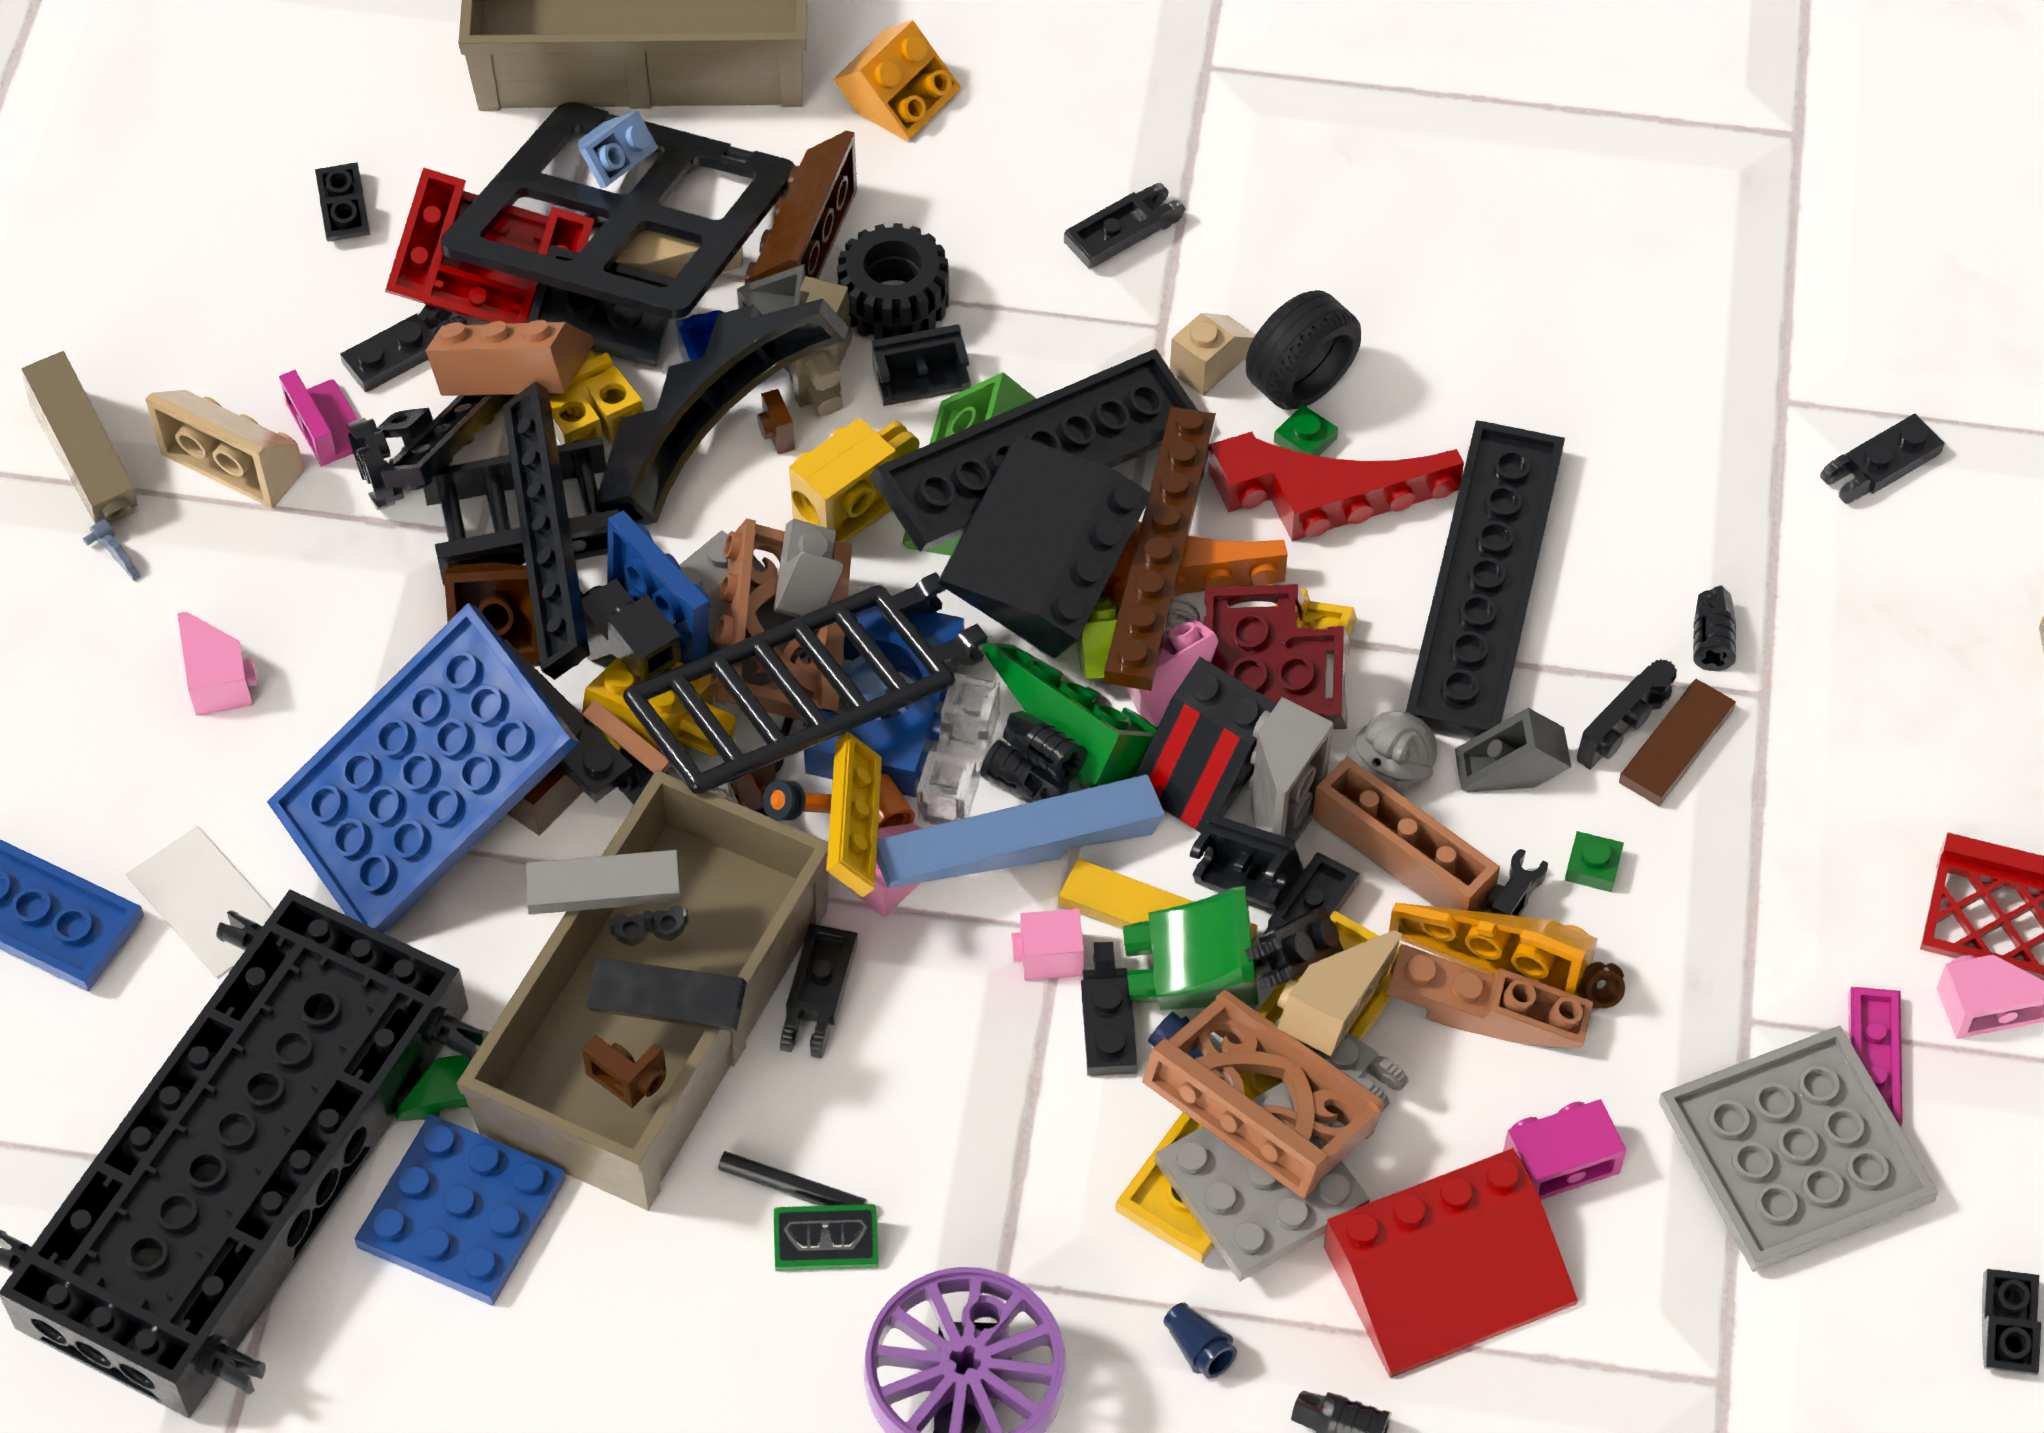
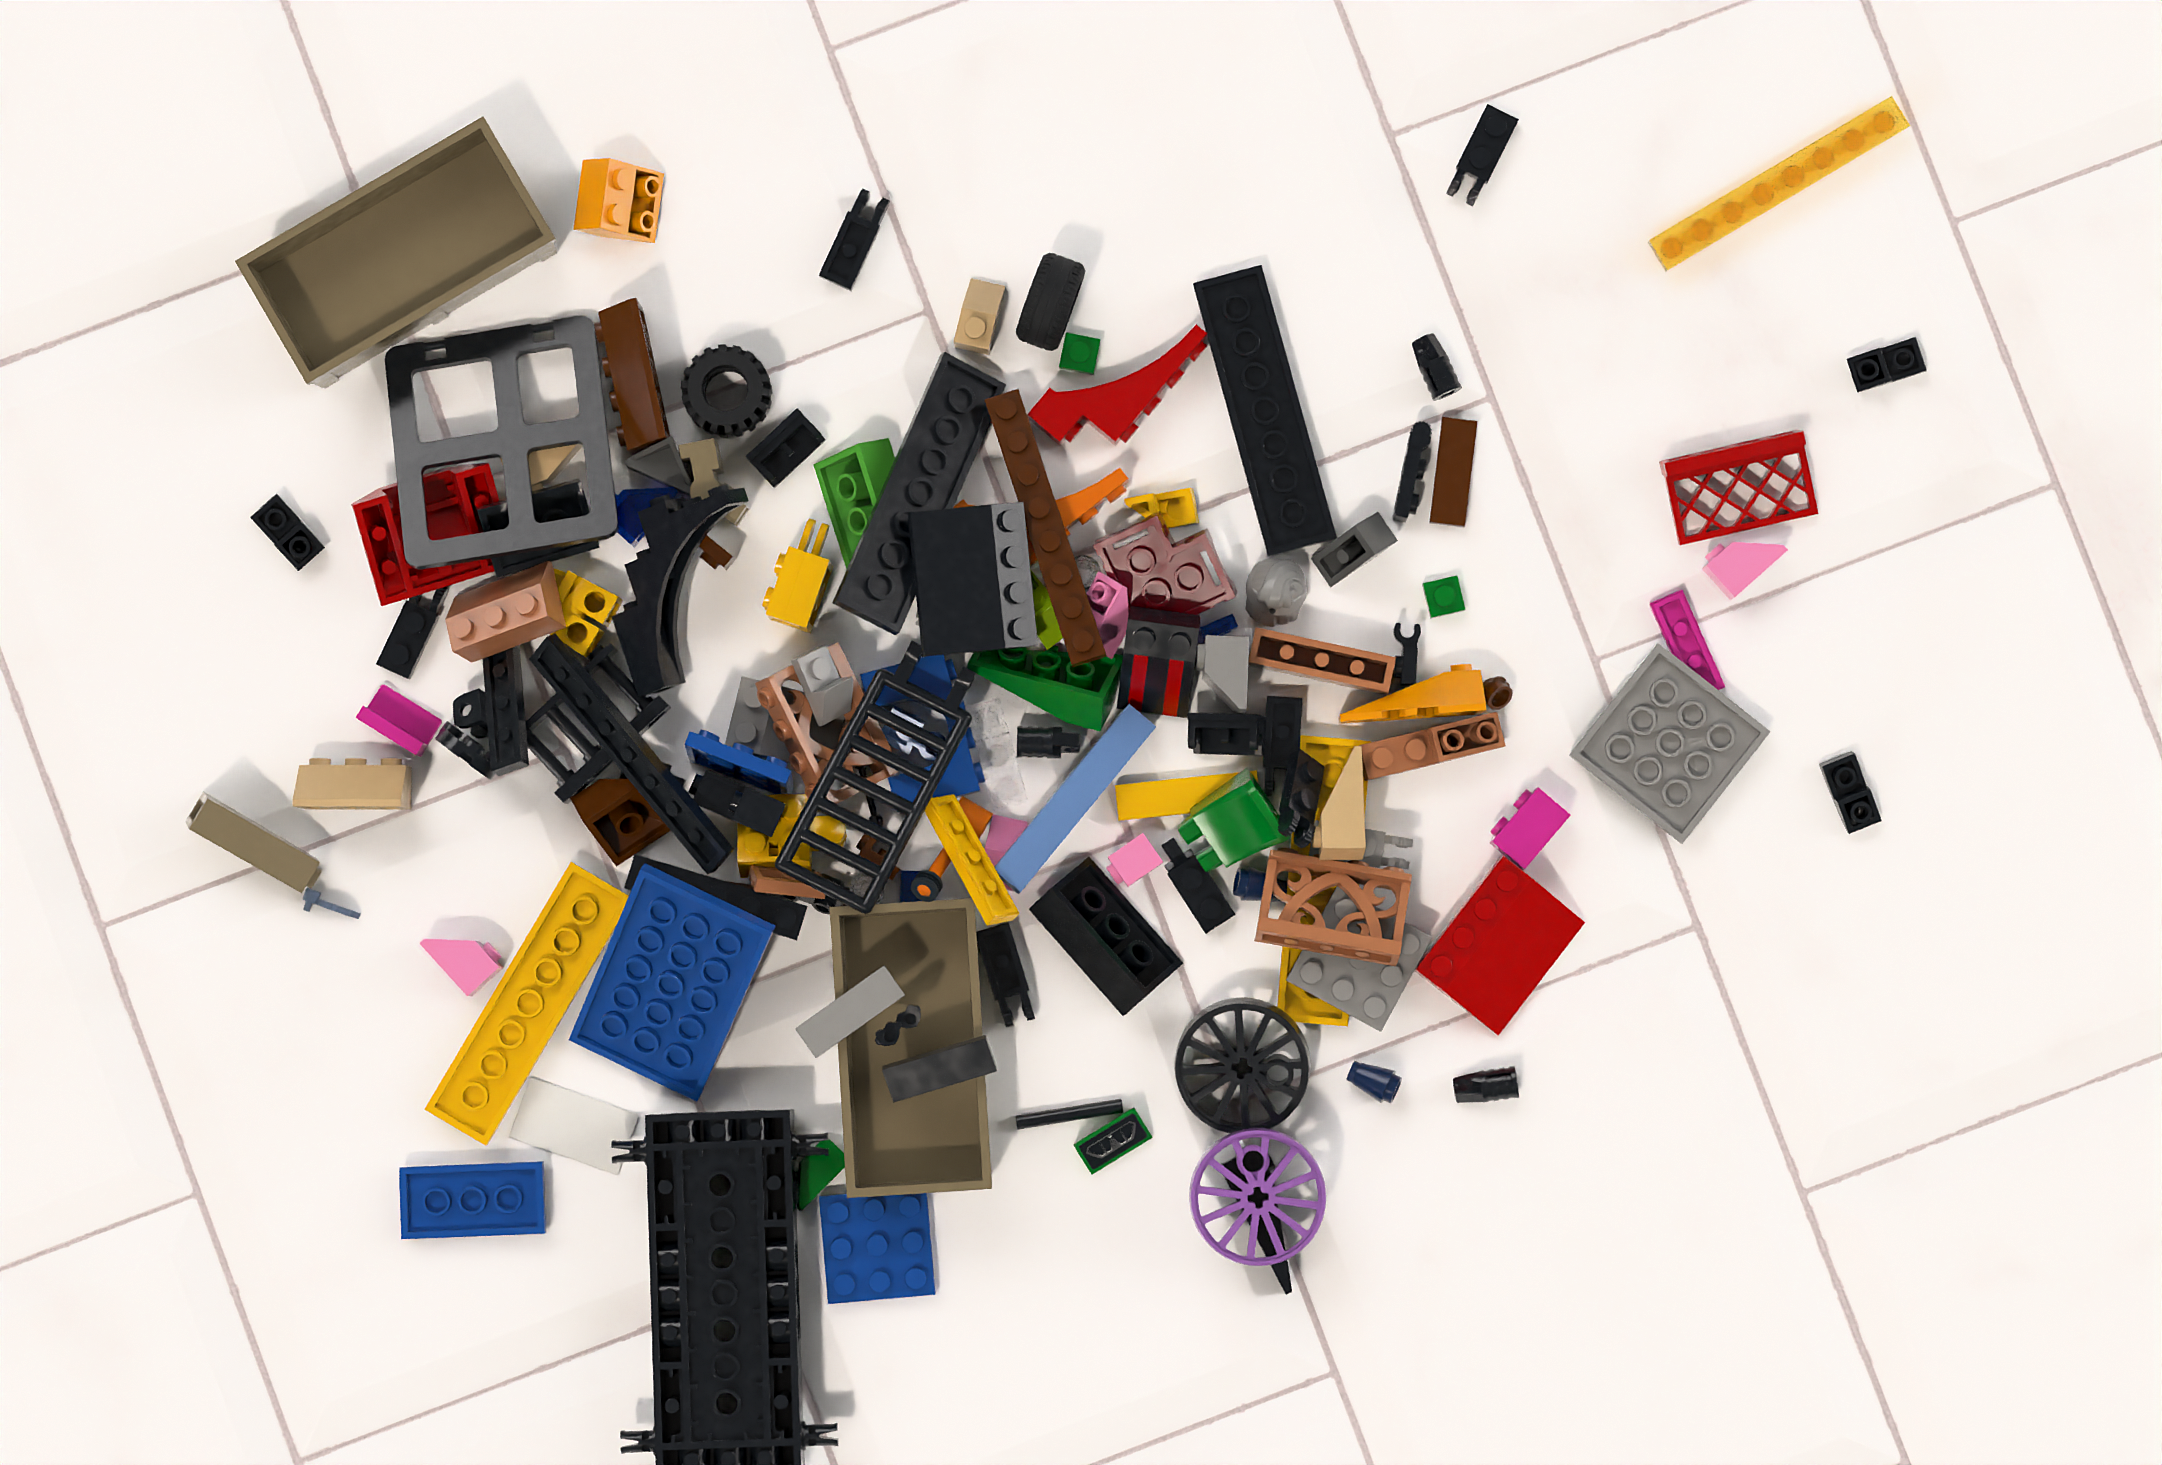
camera: 25 degrees left, 30 degrees up
(225, 752) = (528, 1004): none -> yellow plate
(616, 147) = (461, 393): light blue slope -> none
(620, 1074) = (939, 1134): reddish brown bracket -> none
(963, 1007) = (1105, 936): none -> black slope
(1045, 746) = (1052, 724): black hinge -> none
(1053, 1211) = (1255, 1059): none -> black piece

